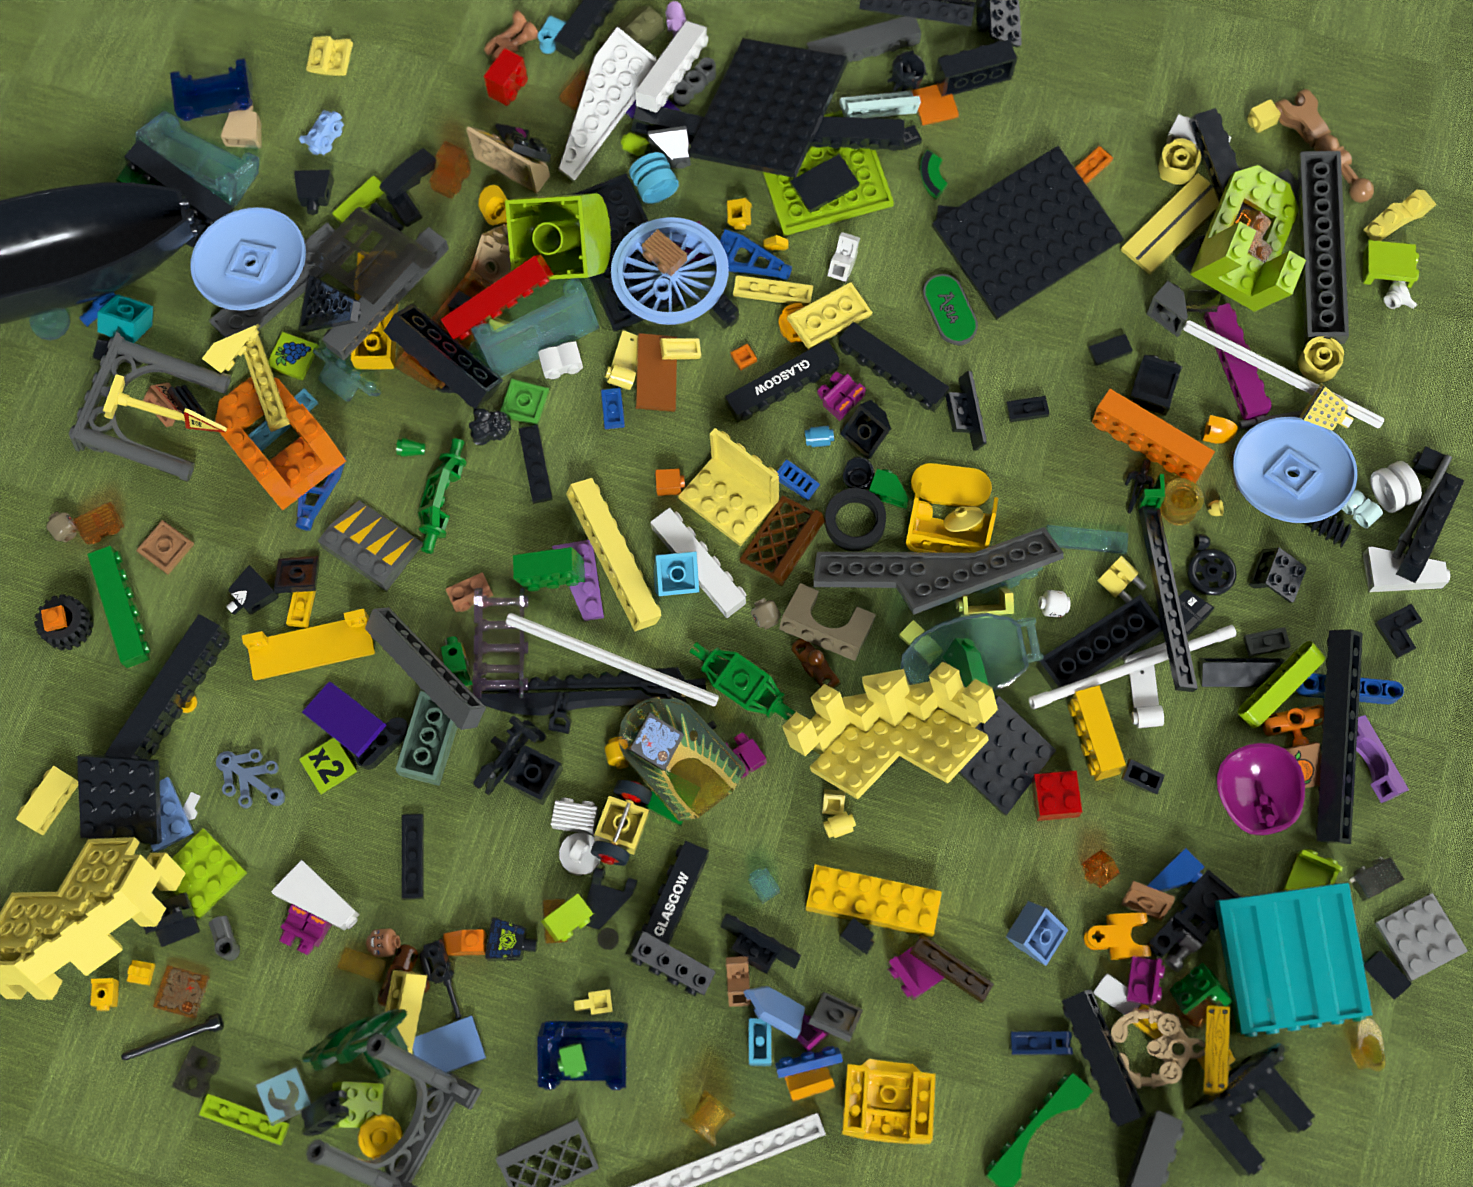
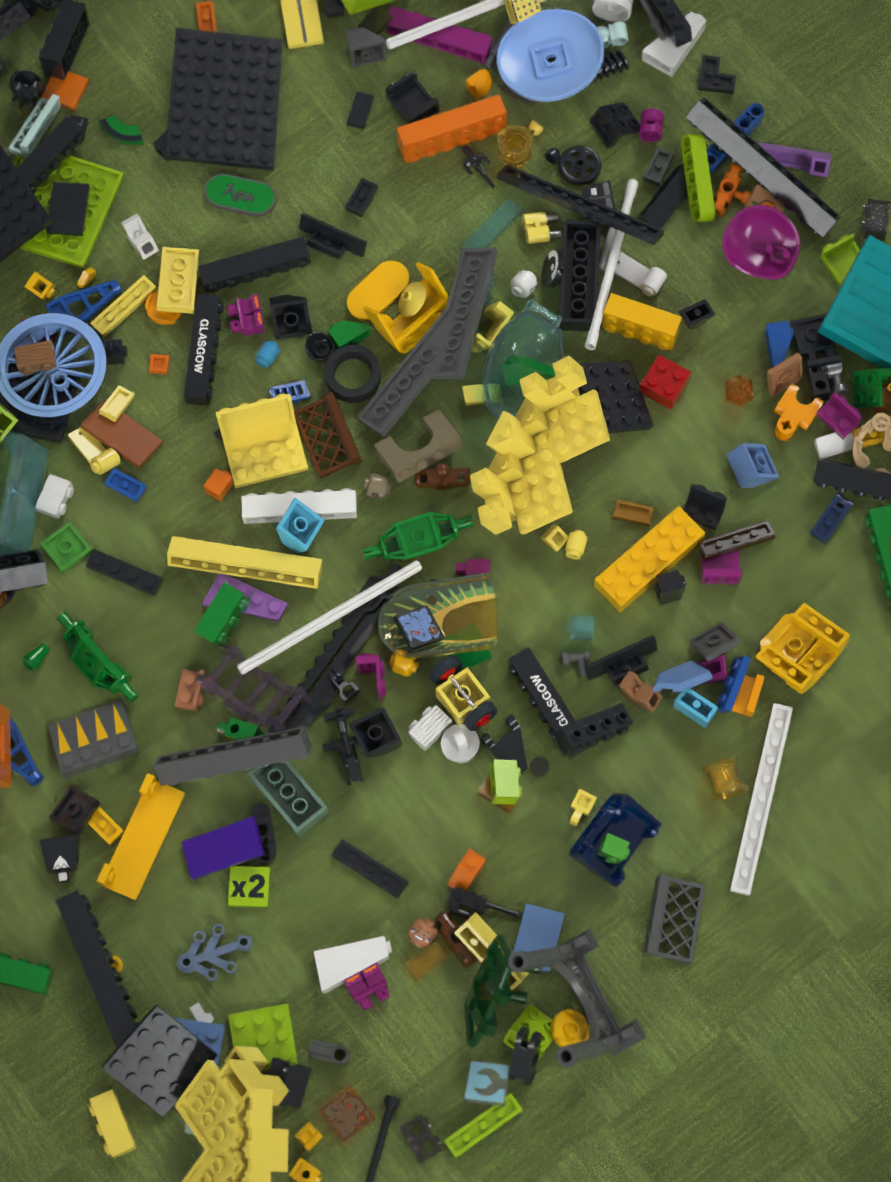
camera: 55 degrees left, 0 degrees up
(489, 426) = (67, 584): black hair -> none
(508, 942) = (489, 839): torso -> none
(592, 736) = (371, 664): none -> magenta bracket
(735, 905) = (582, 658): none -> dark grey piece
(909, 855) = (633, 513): none -> pearl gold tile
(960, 917) = (705, 506): none -> black bracket
(1089, 616) = (551, 269): none -> black tile
(1155, 496) = (497, 158): green panel -> none
(1303, 605) = (651, 125): none -> magenta wheel

